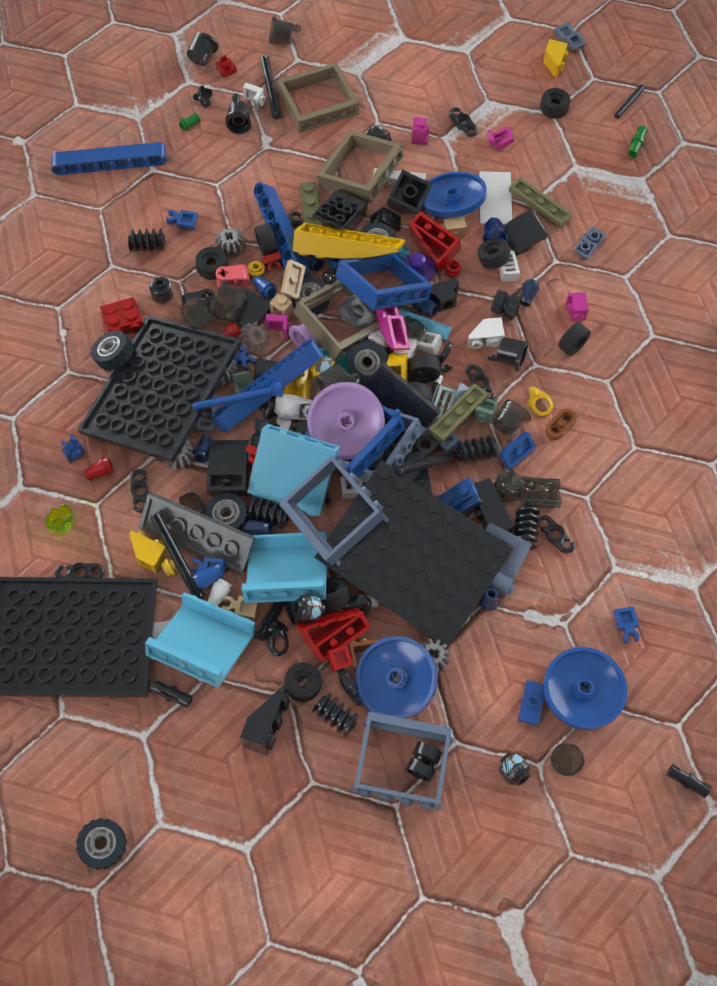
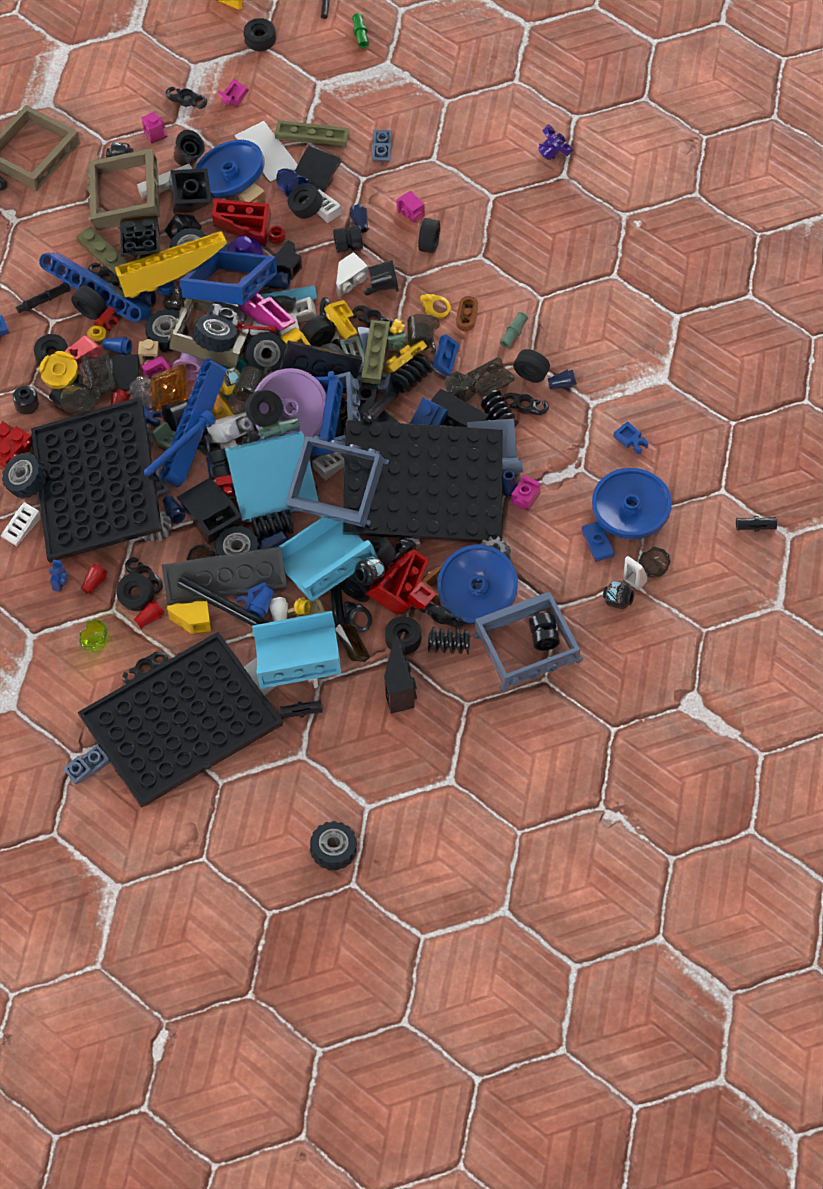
camera: 30 degrees left, 5 degrees down
(79, 384) = (24, 510): none -> white slope
(109, 498) = (124, 589): none -> black tyre
(117, 527) = (149, 614): none -> red cone
(169, 567) = (221, 617): yellow plate -> none
(199, 280) = (59, 370): none -> yellow tile
(230, 241) = (53, 322): light grey gear -> none
(236, 602) = (302, 607): none -> yellow plate
(239, 217) = (44, 297): none -> black piece
(256, 661) = (352, 642): none -> dark brown plate
(271, 344) = (169, 386): none -> clear orange tile
(293, 279) = (145, 321): tan plate -> none
(310, 416) = (253, 411): none -> black tyre
(323, 433) = (279, 428): none -> sand green pin
(332, 321) = (214, 333): none -> black wheel
(361, 326) = (240, 326): none -> red hinge
(432, 160) = (188, 147): none -> black hat
(450, 364) = (339, 314): none -> yellow plate
(484, 429) = (406, 354): none -> yellow wing
(491, 402) = (397, 327): none -> yellow plate
(497, 624) = (526, 493): none -> dark pink brick
(541, 759) = (634, 573): none -> white slope
(582, 504) = (531, 365): none -> black tyre
(590, 462) = (513, 330): none -> sand green pin
(602, 532) = (562, 380): none -> dark blue cone

